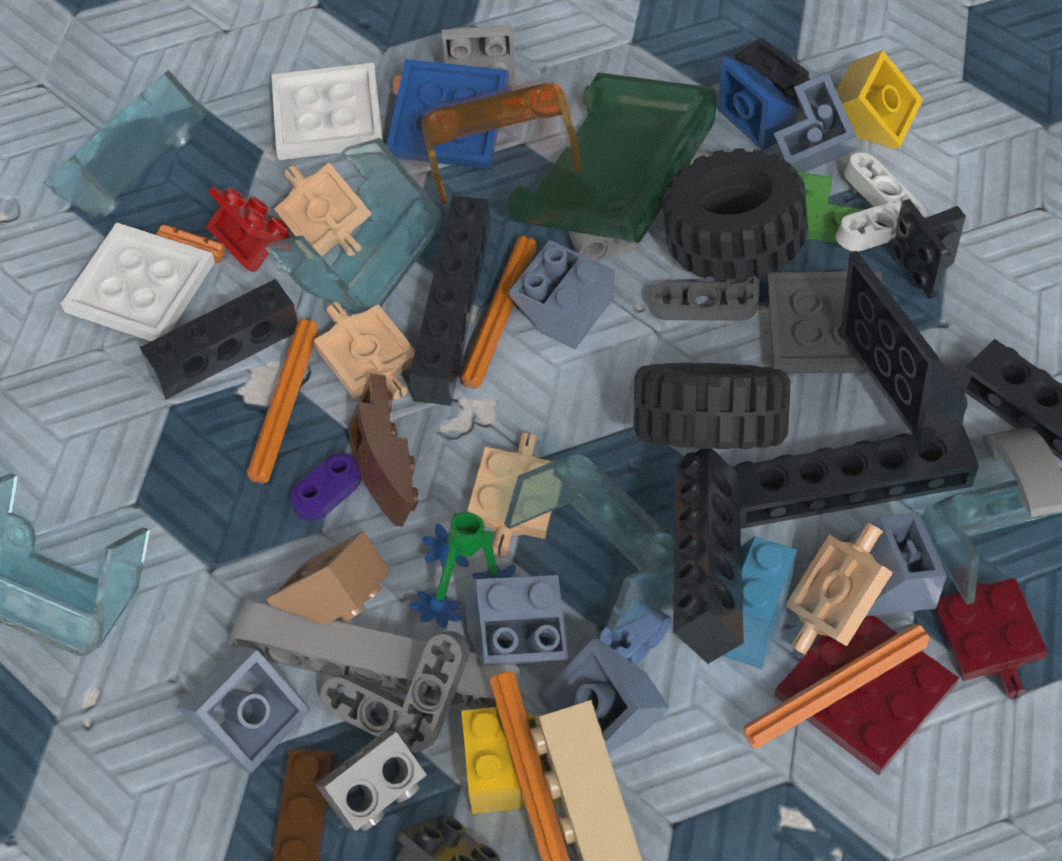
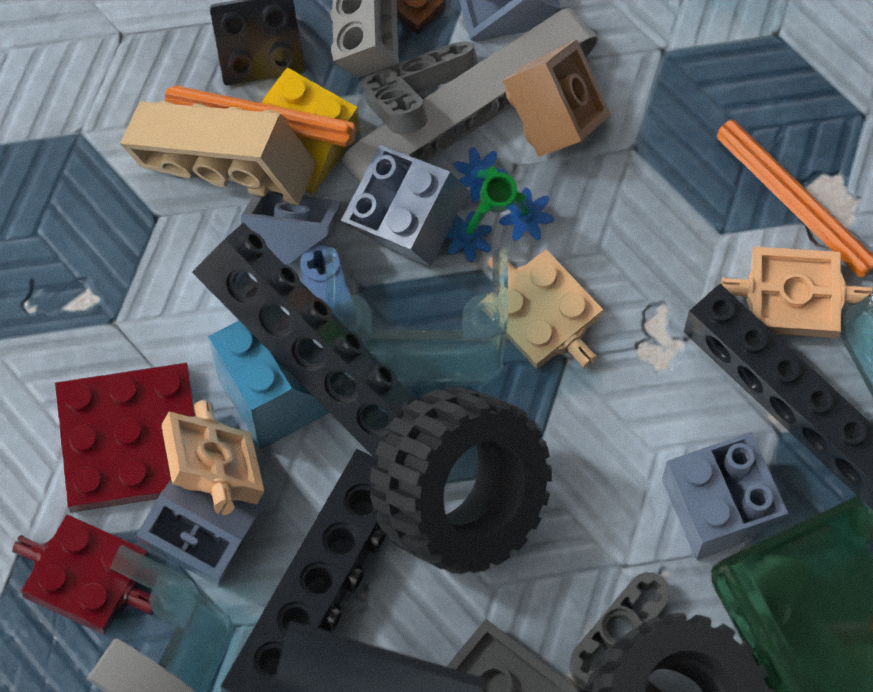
camera: 125 degrees right, 10 degrees up
(328, 485) = (672, 171): dark purple plate -> none
(380, 455) = (651, 218): reddish brown slope -> none
(497, 314) = (743, 421): orange axle -> none
(835, 686) = (138, 395): orange axle -> none

